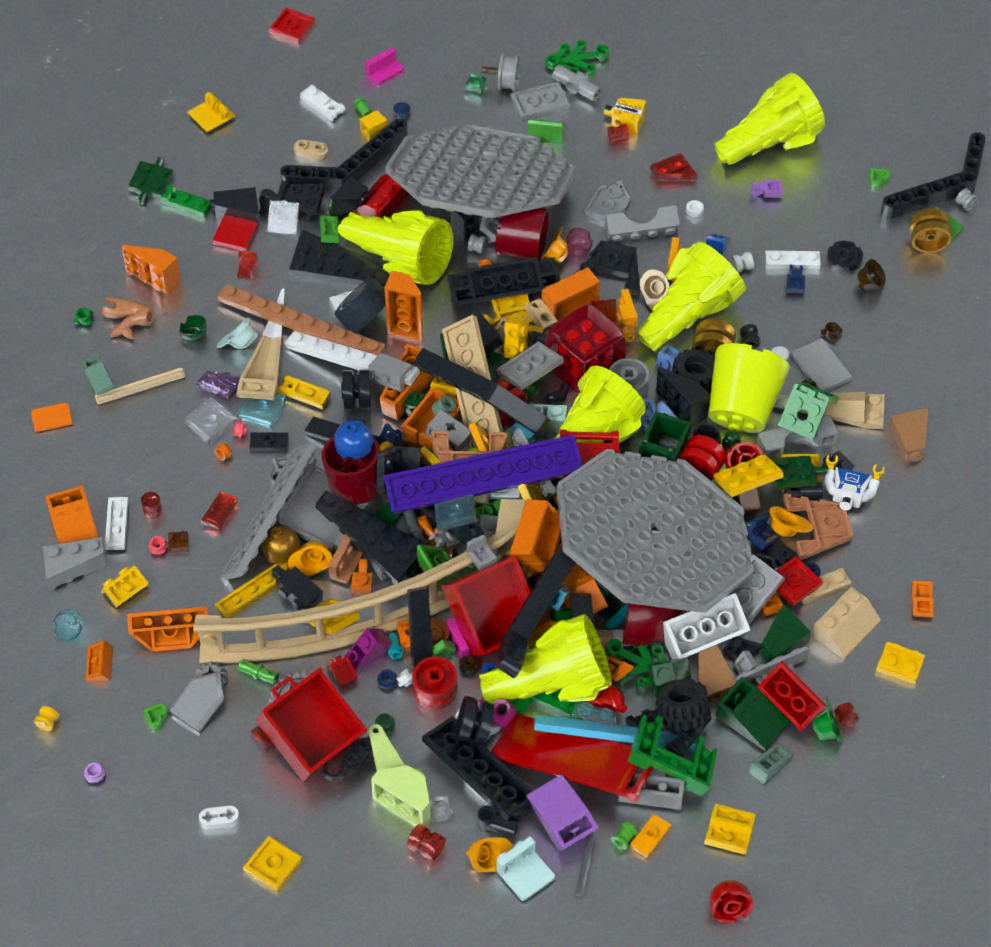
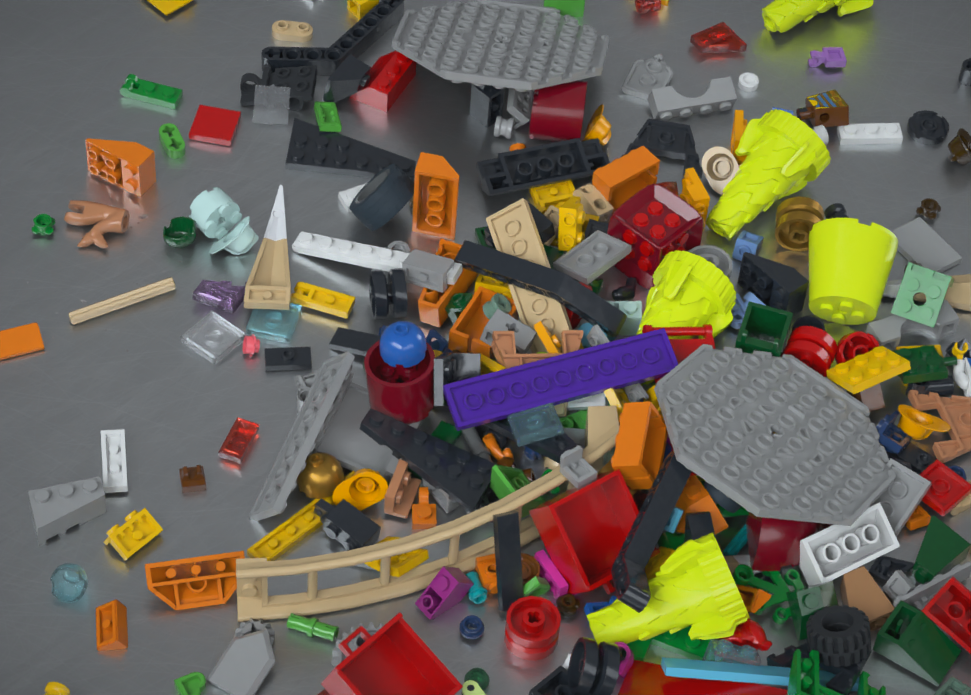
camera: 10 degrees left, 5 degrees down
(71, 515) = (57, 453): orange slope -> none
(98, 374) = (71, 288): sand green slope -> none
(150, 180) = (105, 70): dark green plate -> none
(151, 505) = (154, 437): clear red wheel -> none
(158, 541) = (168, 479): coral plate -> none
(201, 244) = (176, 139): none -> bright green beam
(223, 313) = (215, 213): none -> light aqua brick
(223, 451) = (234, 371): orange plate -> none
(236, 203) = (213, 91): black slope -> none
(247, 265) = (235, 160): clear red panel -> none
(297, 320) = (311, 221): nougat plate -> none
(342, 670) = (418, 618): red bracket -> none
(405, 678) = (494, 624): white plate -> none
(408, 240) = (427, 122): neon yellow cone -> none
(444, 539) = (519, 457): light grey plate -> none
(579, 241) = (623, 121): clear pink hair -> none
(613, 607) = (725, 536): black tile -> none
(695, 361) = (786, 250): black tyre -> none
(730, 438) = (836, 330): dark green plate -> none
(755, 238) = (825, 109): none -> reddish brown torso
(795, 281) = (877, 156): dark blue plate -> none
(878, 177) = (949, 42): bright green tile -> none

